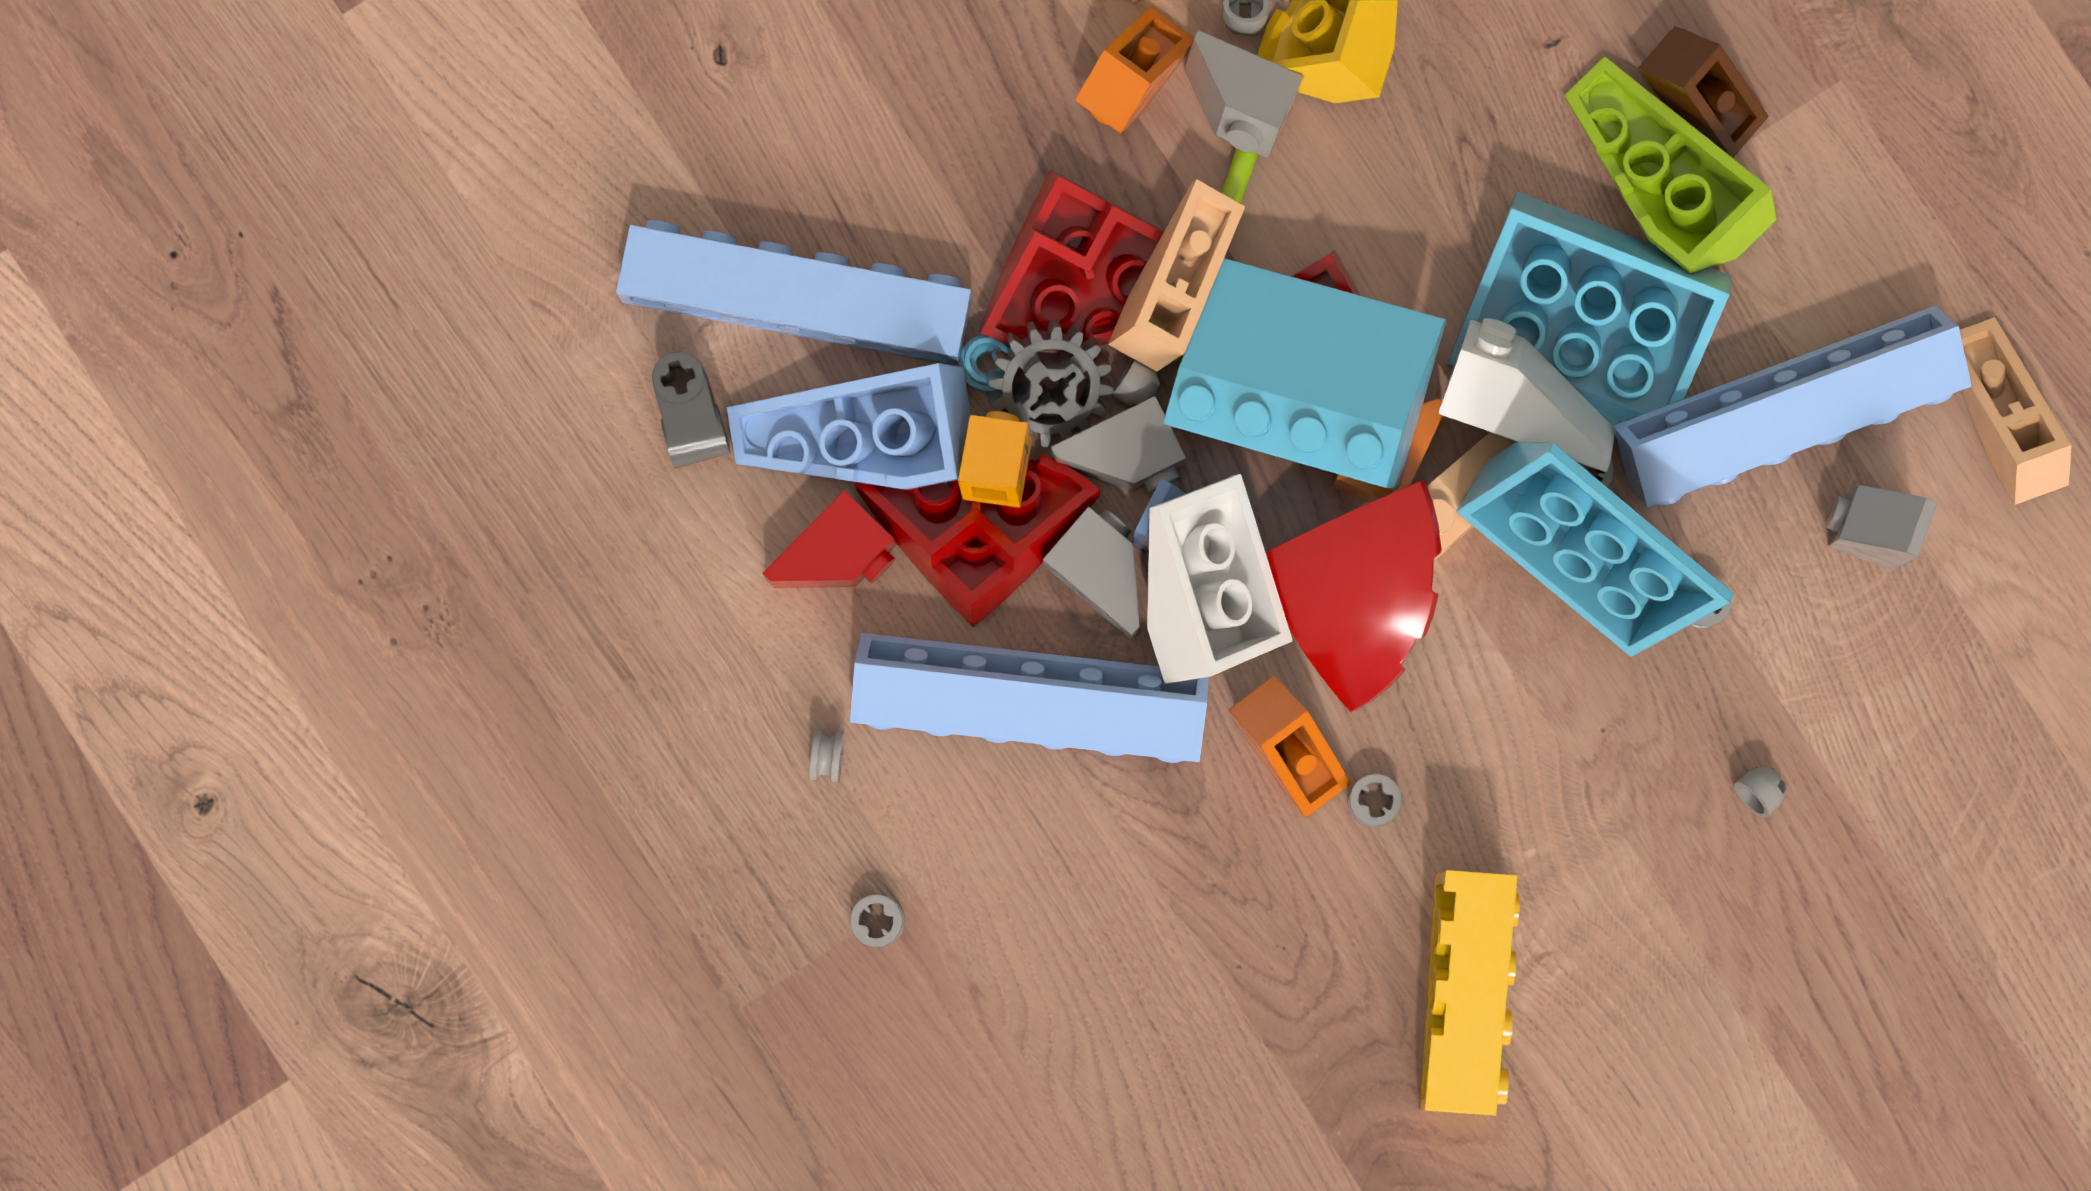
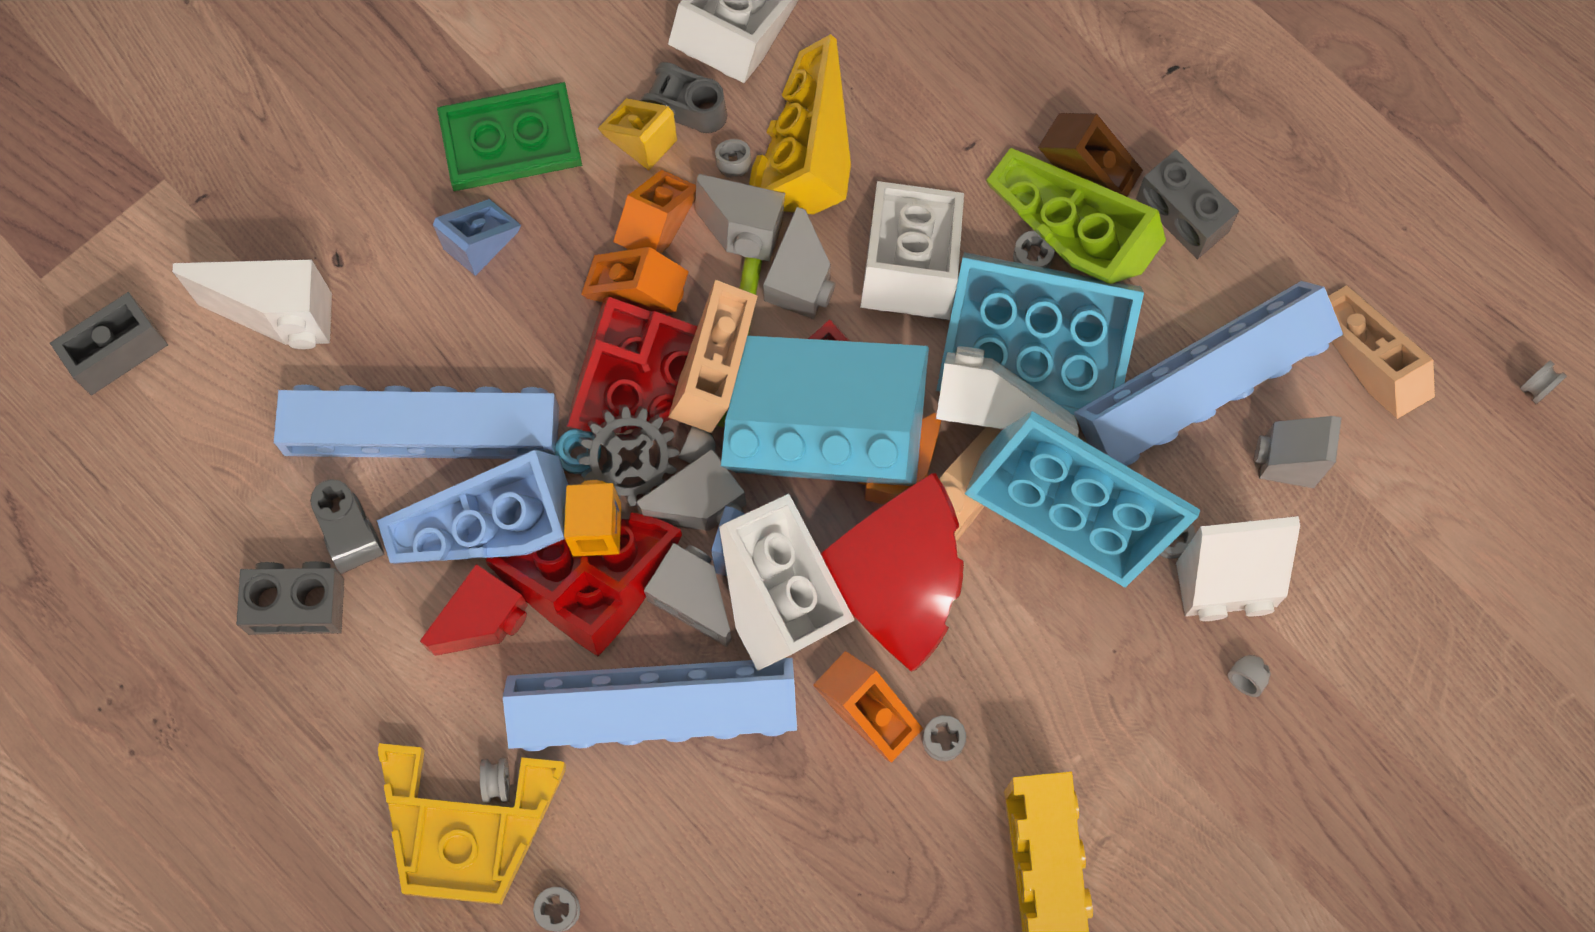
camera: 10 degrees left, 10 degrees down
(425, 125) = (108, 344): none -> dark grey brick
(606, 505) = (288, 611): none -> dark grey brick
(639, 104) = (270, 297): none -> white slope
(772, 826) = (458, 846): none -> yellow wing
(903, 54) = (475, 233): none -> medium blue slope
(1094, 155) = (637, 278): none -> orange slope
(1305, 178) = (800, 270): none -> light grey slope
(1453, 175) = (913, 250): none -> white slope
(1588, 206) = (1025, 241): none -> light grey bush
(1770, 664) = (1238, 568): none -> white slope
(1813, 177) = (1187, 204): none -> dark grey brick

